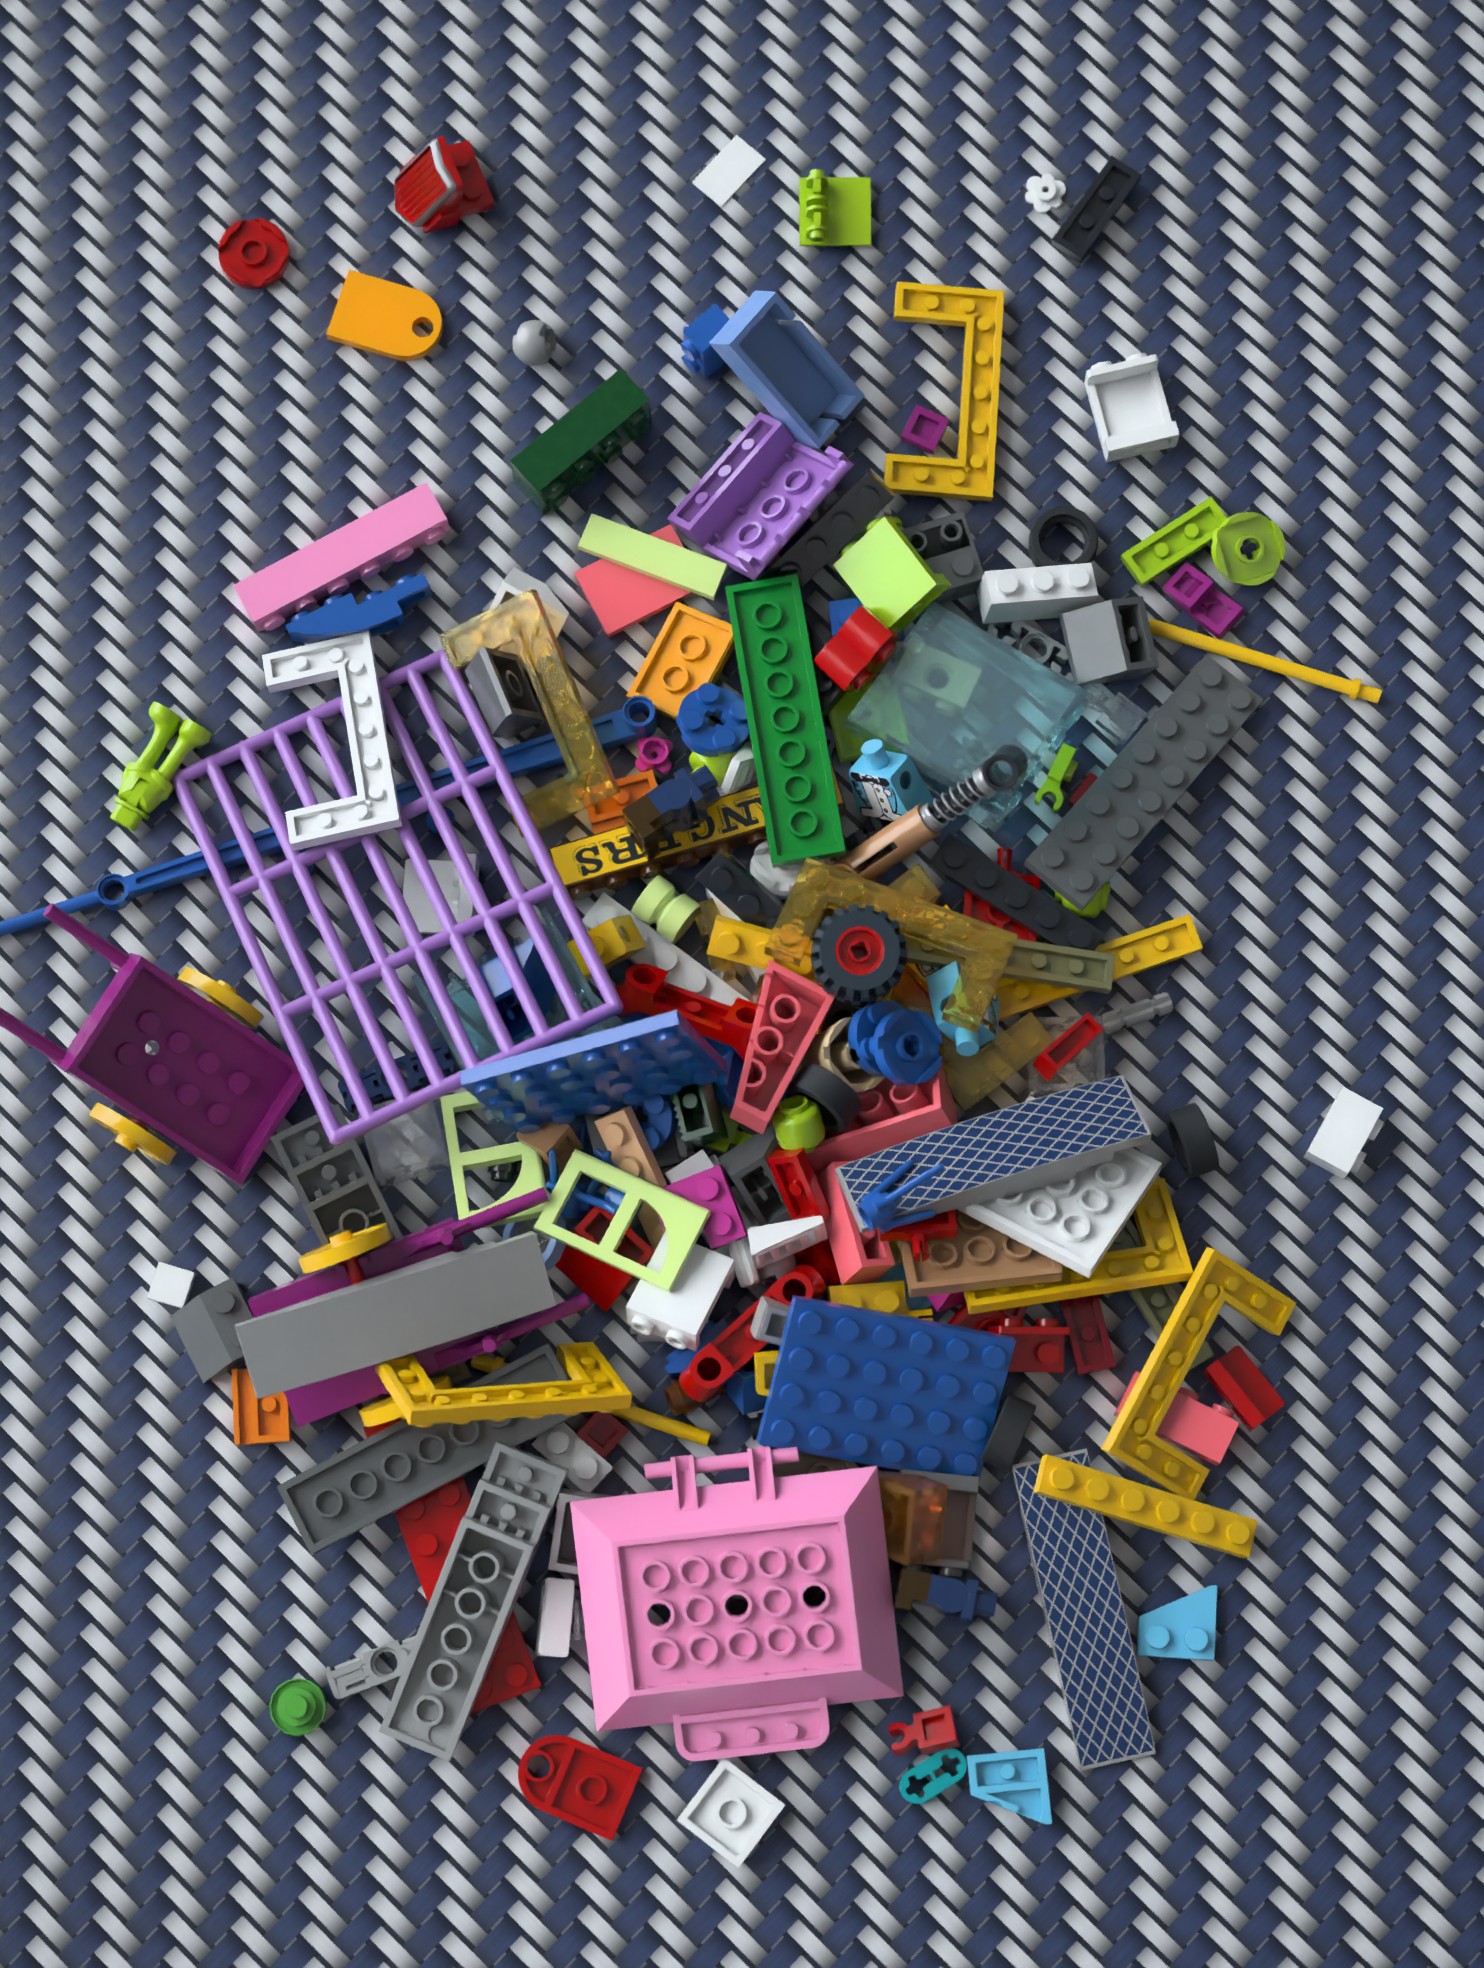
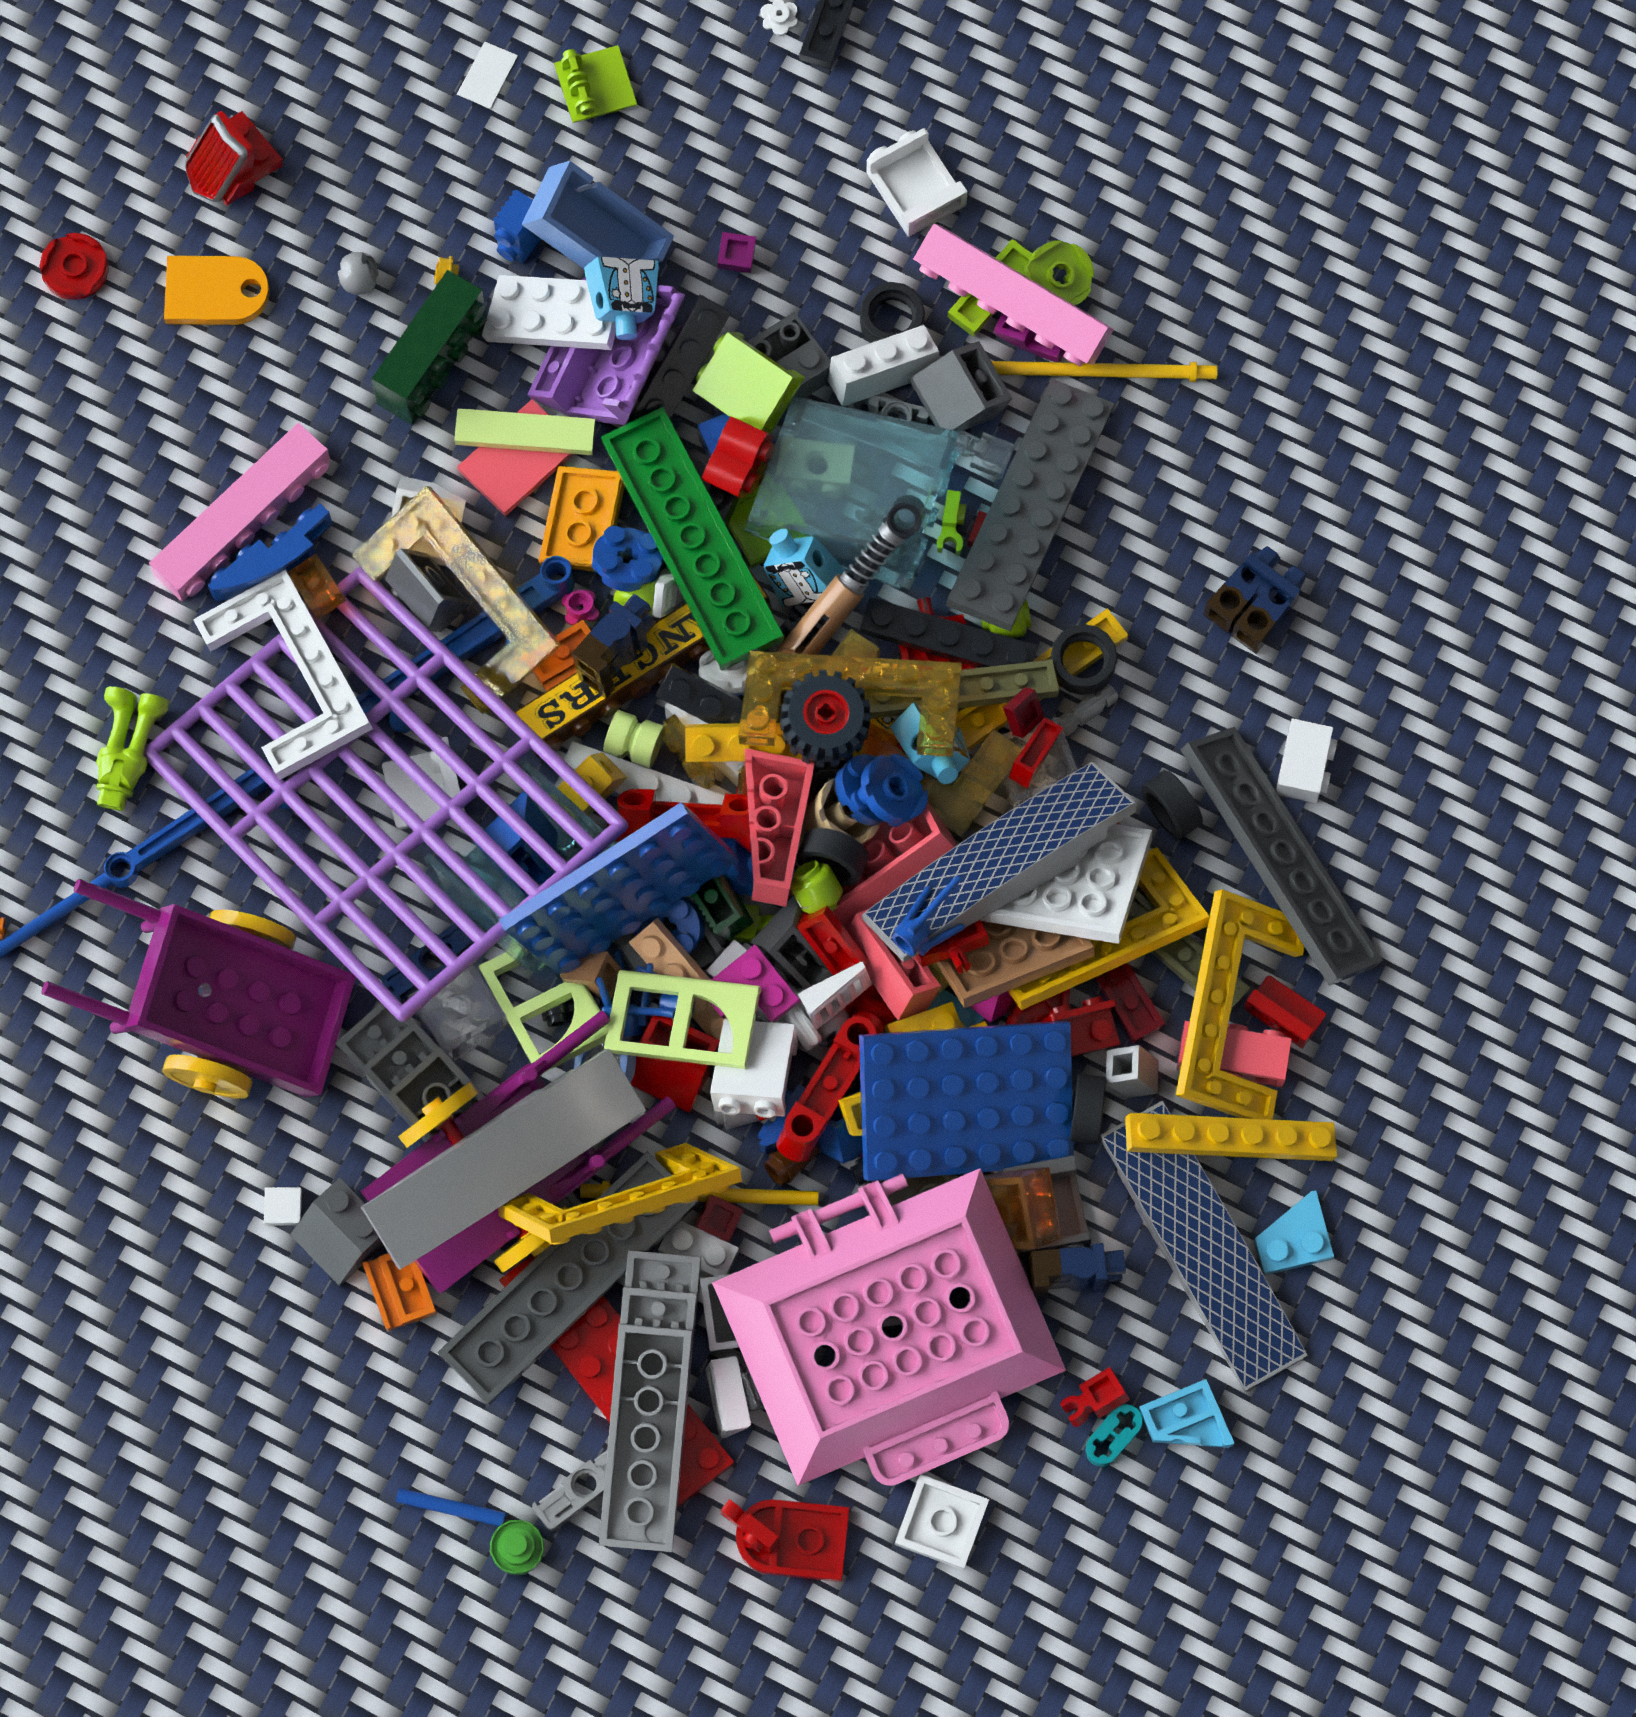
camera: 20 degrees left, 5 degrees down
(245, 1644) = (450, 1507): none -> blue bar
(394, 657) = (316, 586): none -> clear orange plate
(539, 1770) = (756, 1533): none -> red plate
(626, 362) = (442, 266): none -> yellow plate
(720, 441) = (546, 314): none -> white plate
(769, 1320) = (844, 1066): light grey slope -> none
(791, 443) = (622, 291): none -> torso
(973, 470) = (757, 138): yellow plate -> none
(1065, 1407) = (1132, 1071): none -> light grey brick
(1067, 1002) = (1023, 712): none -> dark red plate
(1169, 943) = (1088, 634): none -> black tyre
(1192, 558) = (1012, 294): none -> bright pink brick
(1289, 1227) = (1281, 855): none -> dark grey plate
(1359, 943) = (1262, 587): none -> hips

